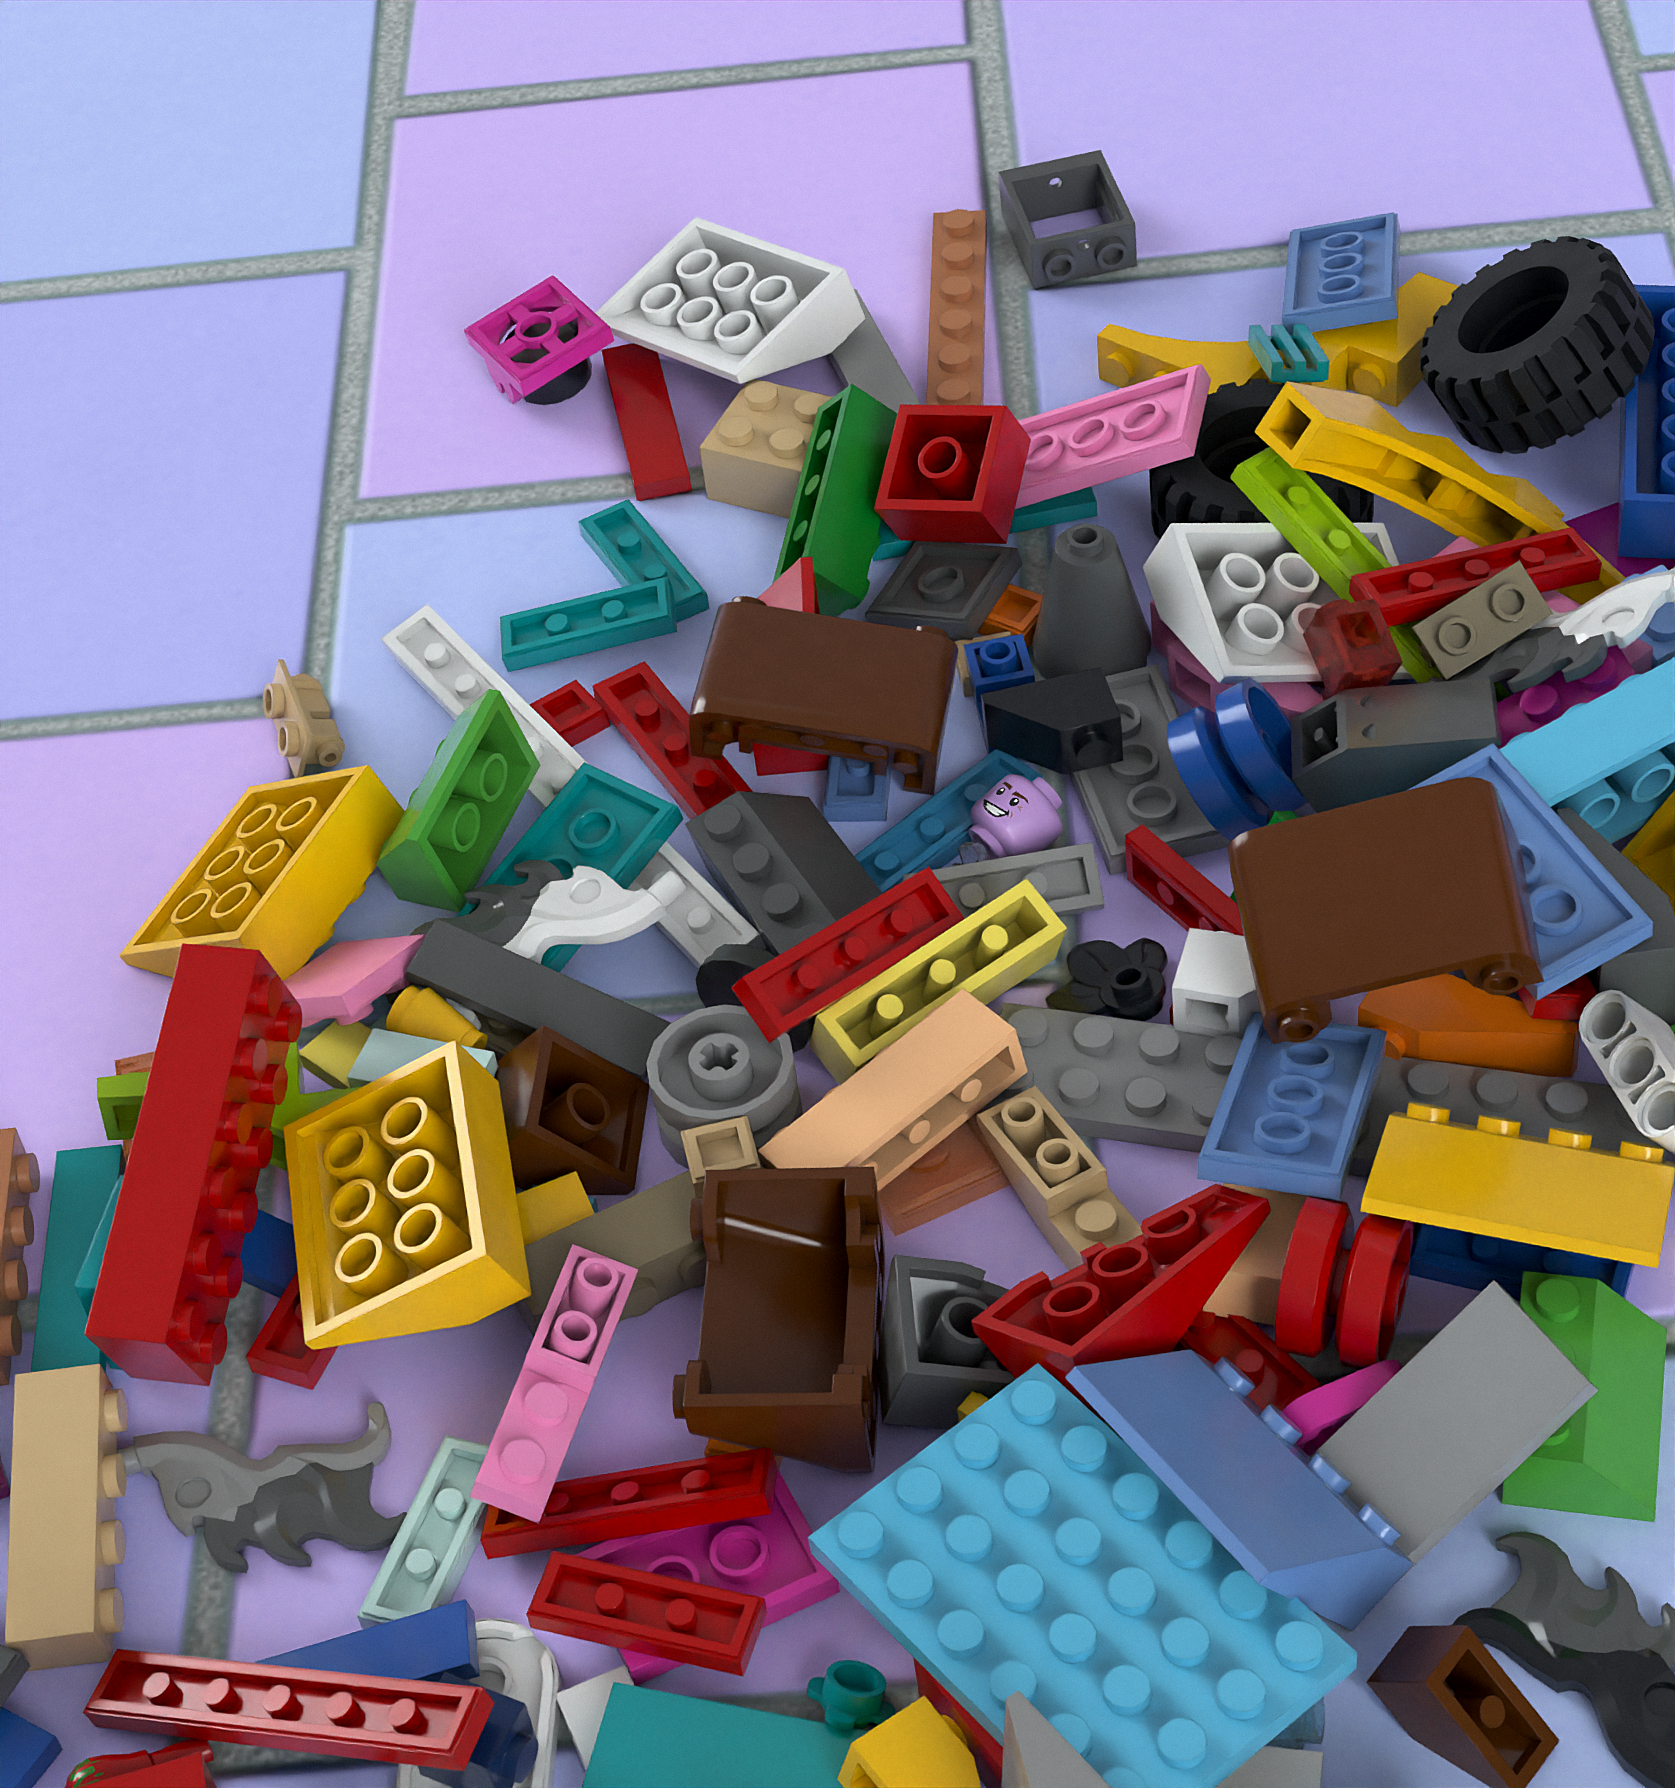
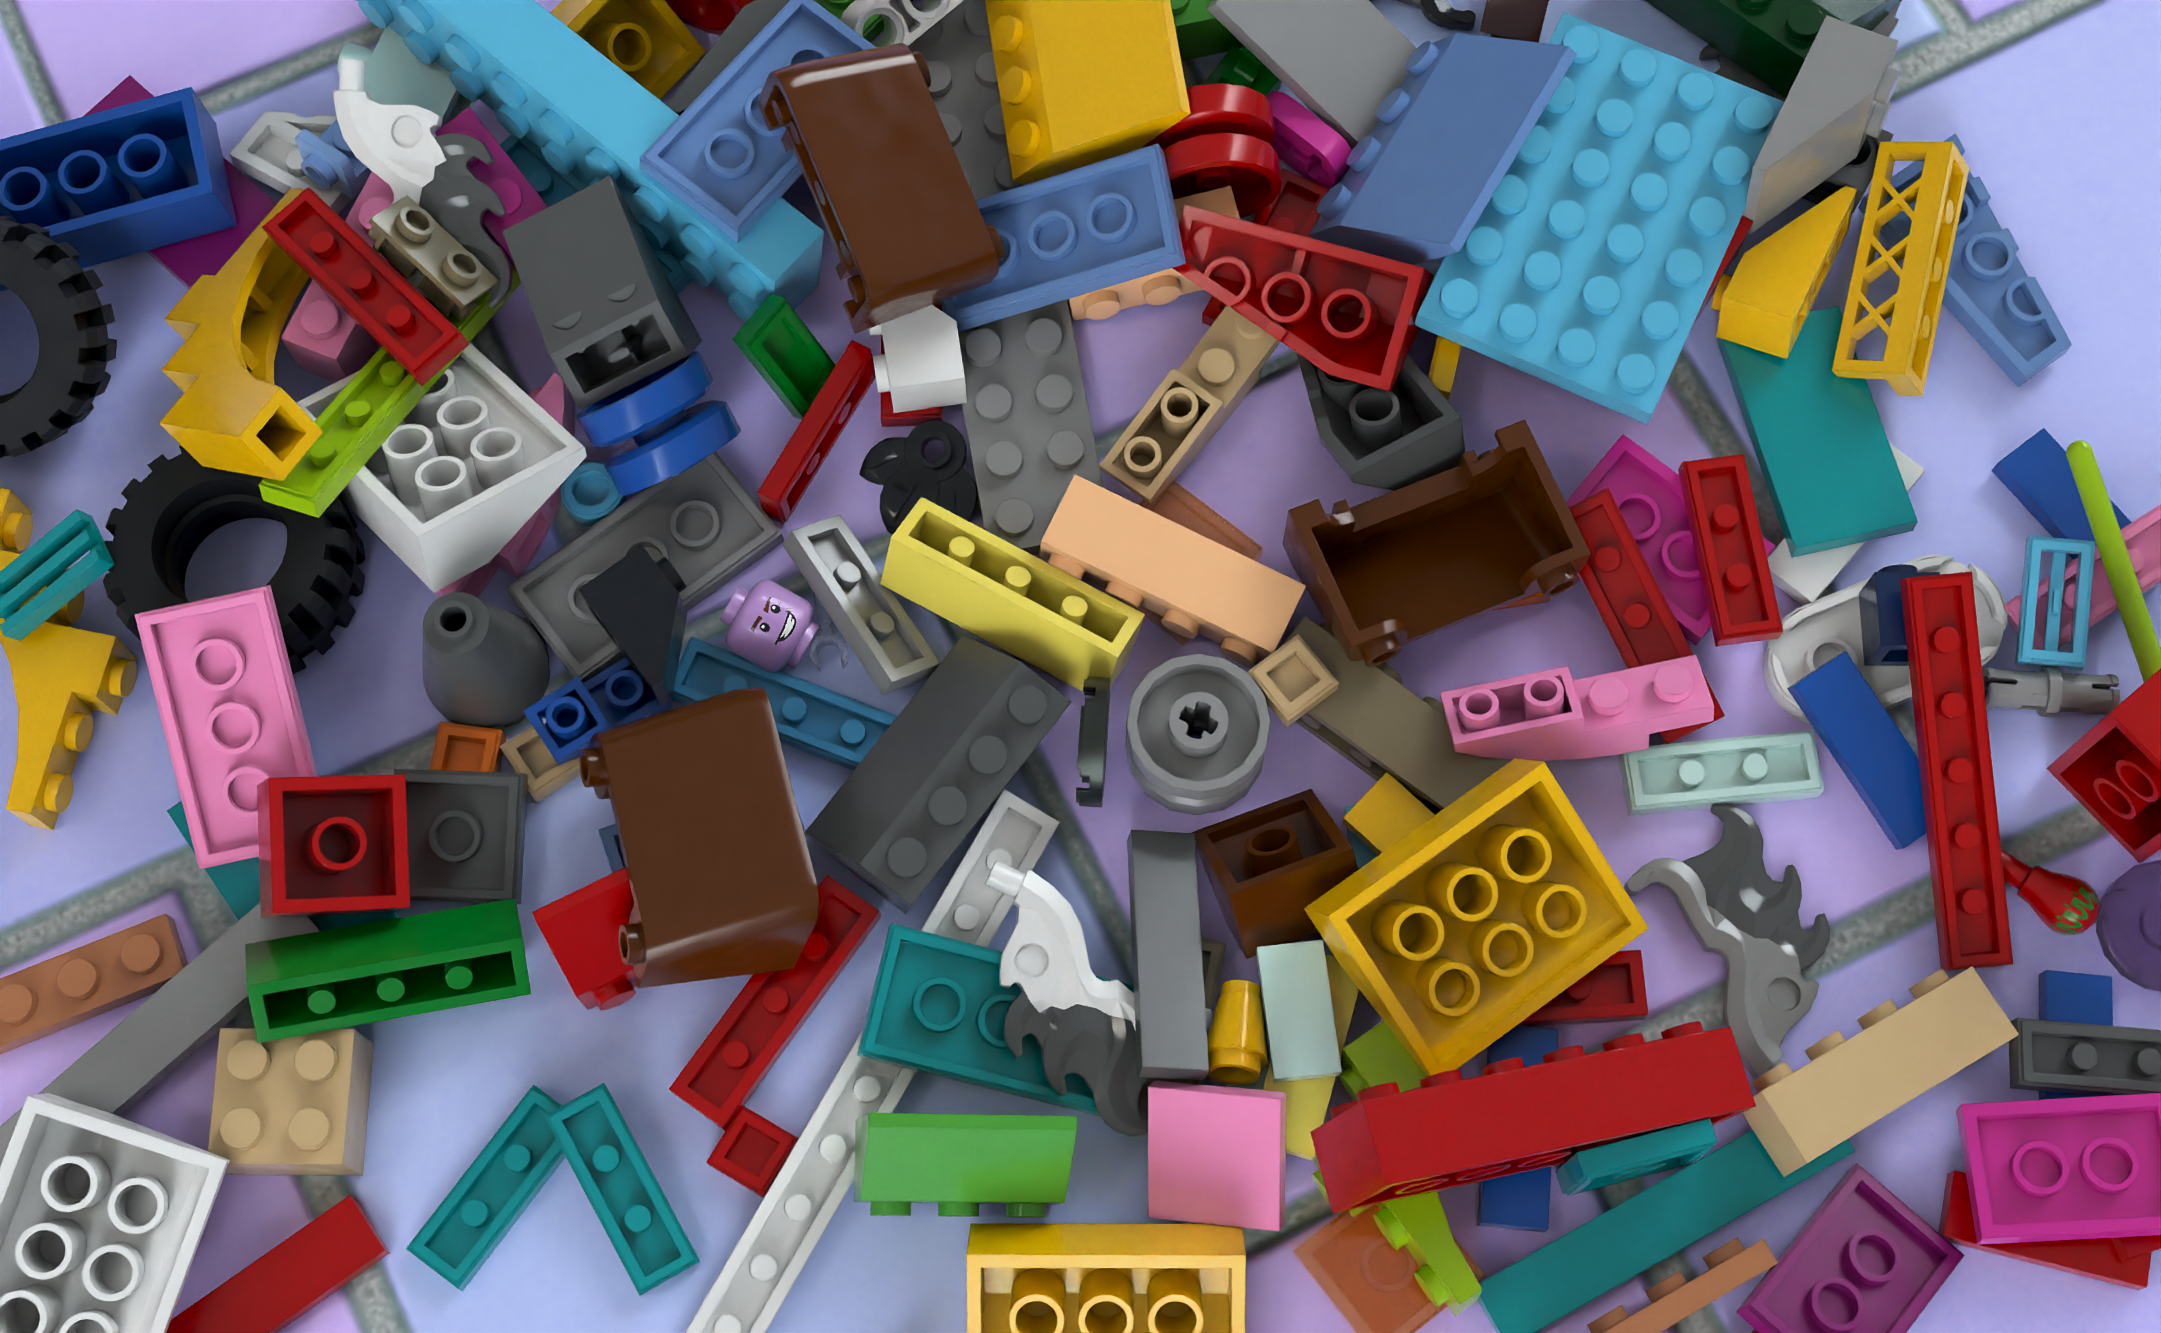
camera: 120 degrees left, 25 degrees up
(846, 954) = (1049, 646): red plate -> none
(851, 1695) = (1698, 378): teal plate -> none
(1351, 646) = (503, 355): clear red brick -> none

